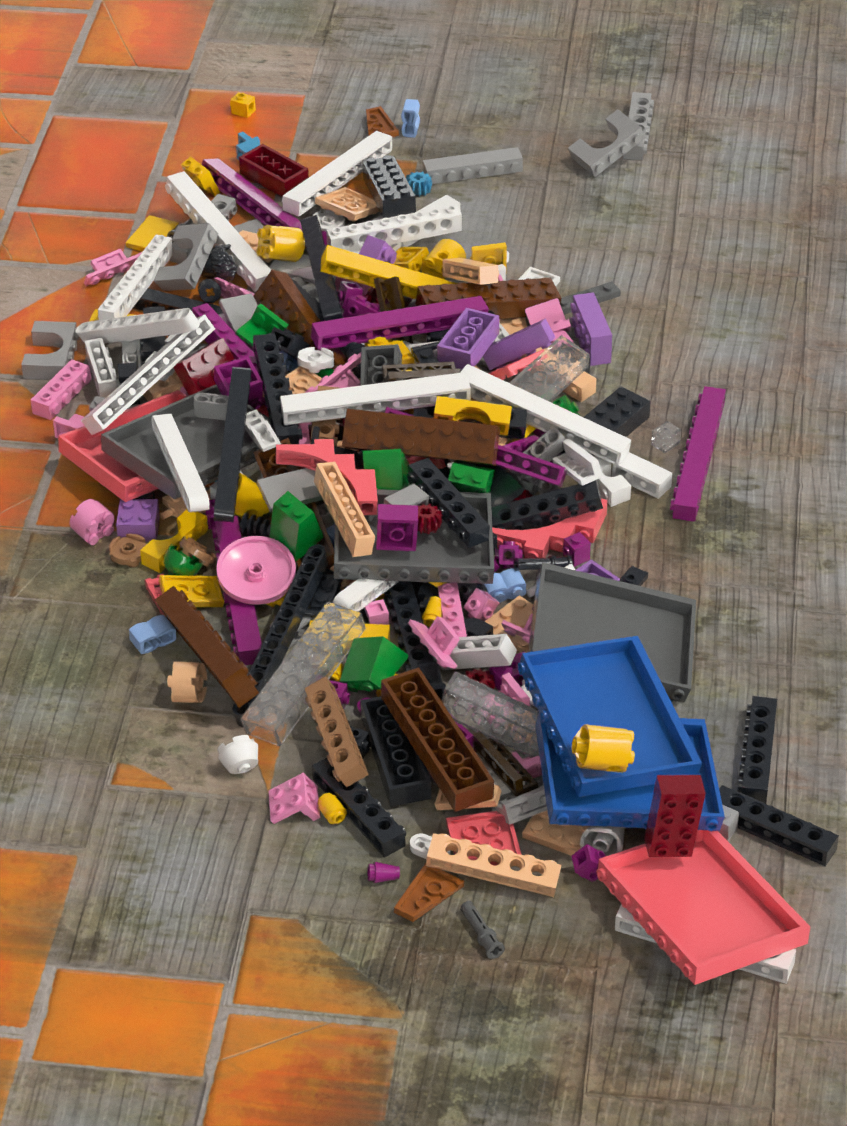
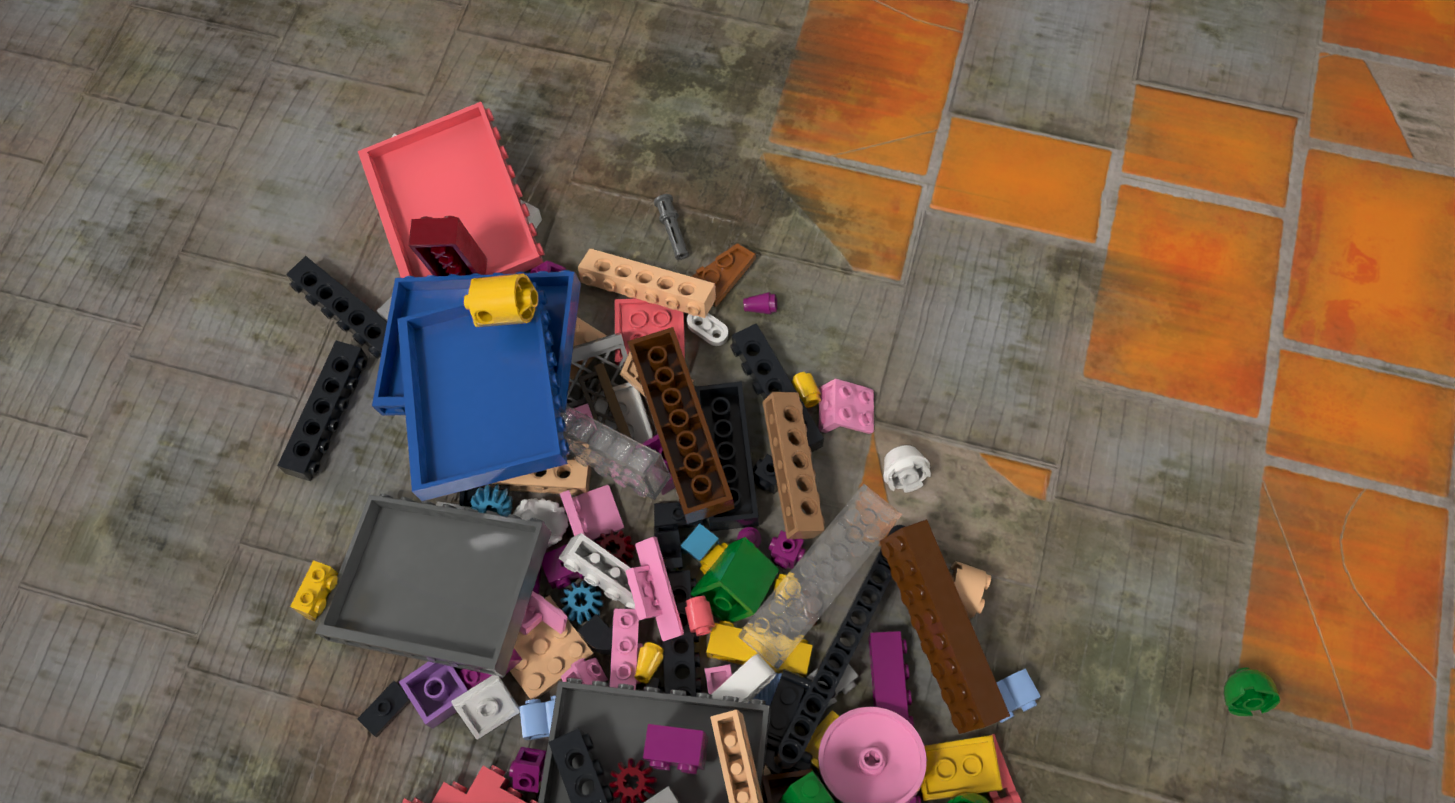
camera: 170 degrees left, 25 degrees up
(397, 635) = (699, 615): none -> coral brick
(535, 563) = (478, 745): black pin -> none
(578, 548) = (436, 771): magenta brick -> none
(705, 623) = (316, 586): none -> yellow plate

